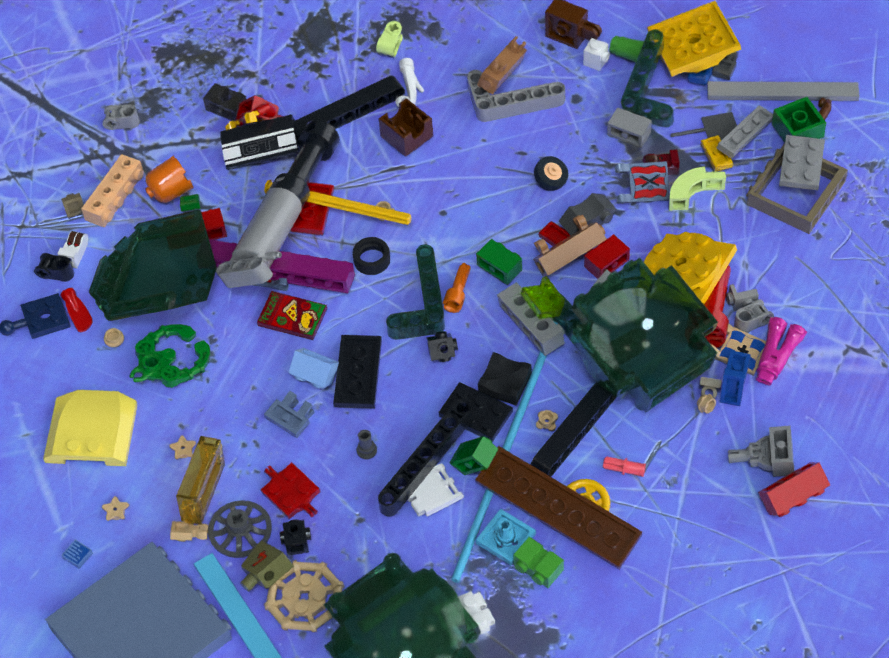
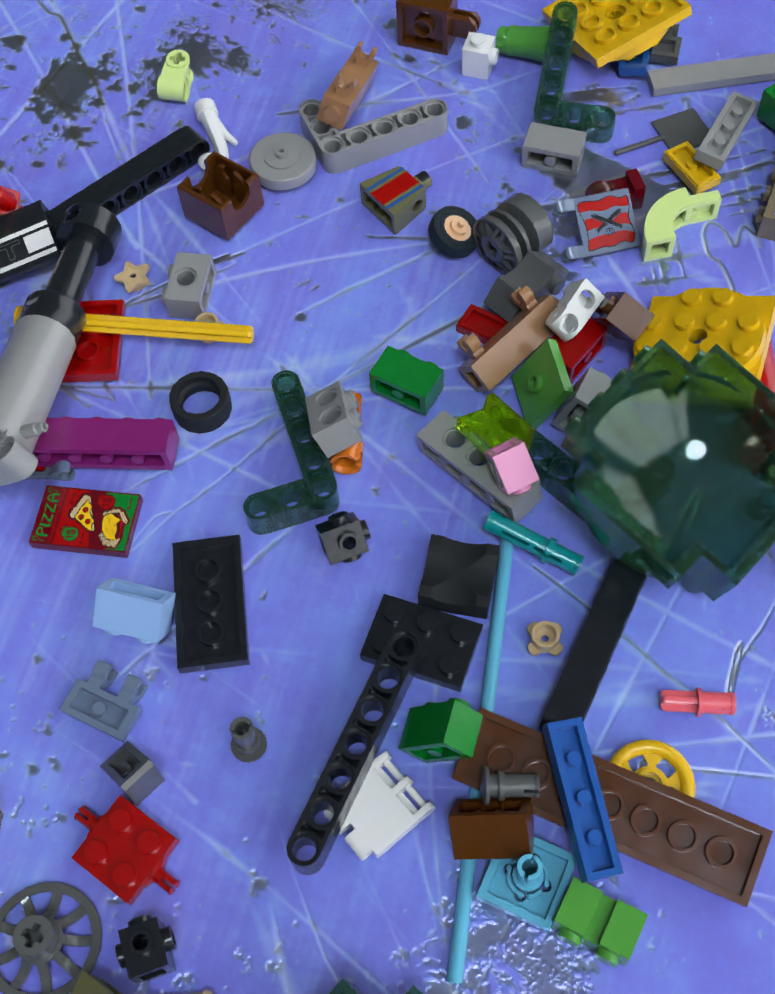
camera: 10 degrees left, 5 degrees up
(300, 453) = (133, 772): none -> dark grey slope
(341, 175) = (136, 283): none -> tan plate
(376, 182) = (189, 285): none -> light grey brick
(449, 277) = (334, 418): none -> light grey brick
(450, 108) = (283, 160): none -> light grey wheel
(490, 507) = (492, 830): none -> reddish brown brick
(502, 485) = (507, 785): none -> dark grey pin
(519, 144) = (395, 197): none -> olive torso
(541, 498) = (582, 800): none -> blue plate
(545, 319) = (512, 466): none -> bright pink brick
(560, 372) = (545, 548): none -> teal pin
(580, 275) = (542, 383): none -> bright green plate
(586, 178) = (512, 231): none -> dark grey wheel
(608, 233) = (574, 309): none -> white leg
(637, 241) = (622, 316): none -> brick

